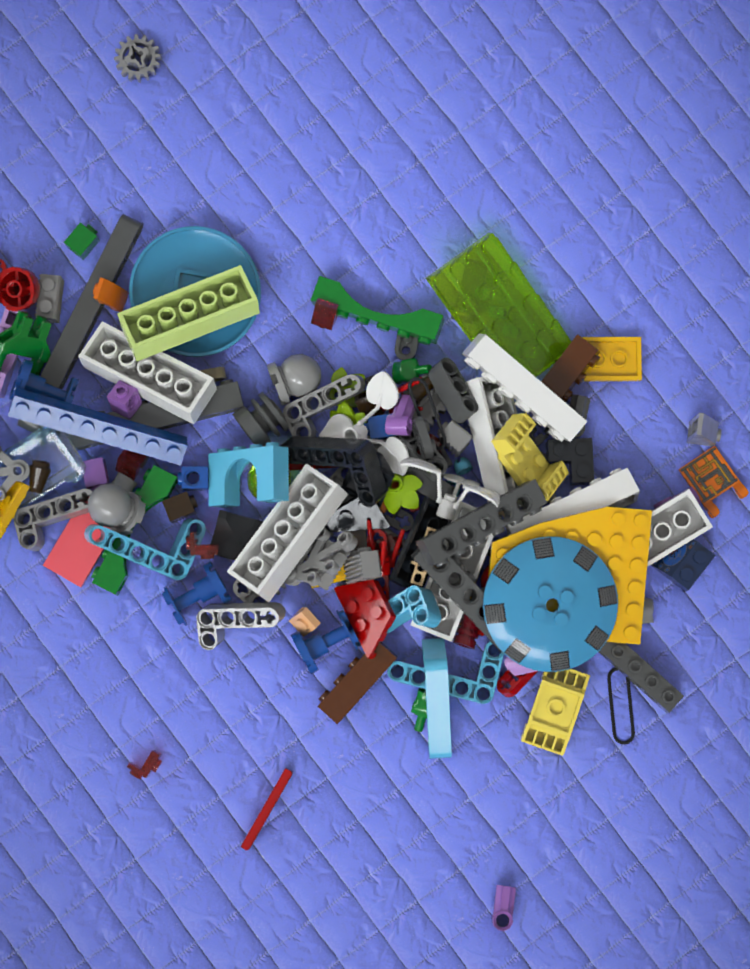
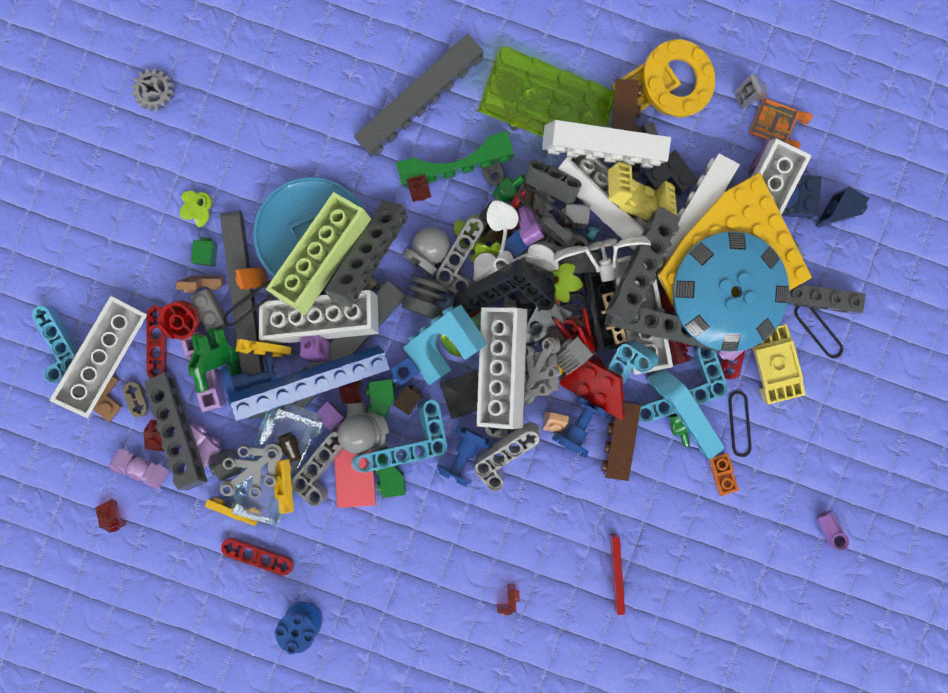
camera: 30 degrees left, 5 degrees up
(50, 262) = (191, 283): none -> medium nougat plate
(74, 365) = (261, 348): none -> yellow hinge
(89, 310) = (245, 299): none -> black piece
(100, 193) = (193, 209): none -> lime plate
(206, 551) = (449, 420): clear red bracket -> none
(234, 342) = (366, 253): none -> dark grey brick
(384, 227) = (419, 95): none -> dark grey brick
(434, 783) = (723, 474): none -> orange slope
(475, 741) = (732, 425): none -> black piece
(612, 380) = (654, 86): none -> yellow plate
(718, 600) = (843, 206): none -> dark blue slope

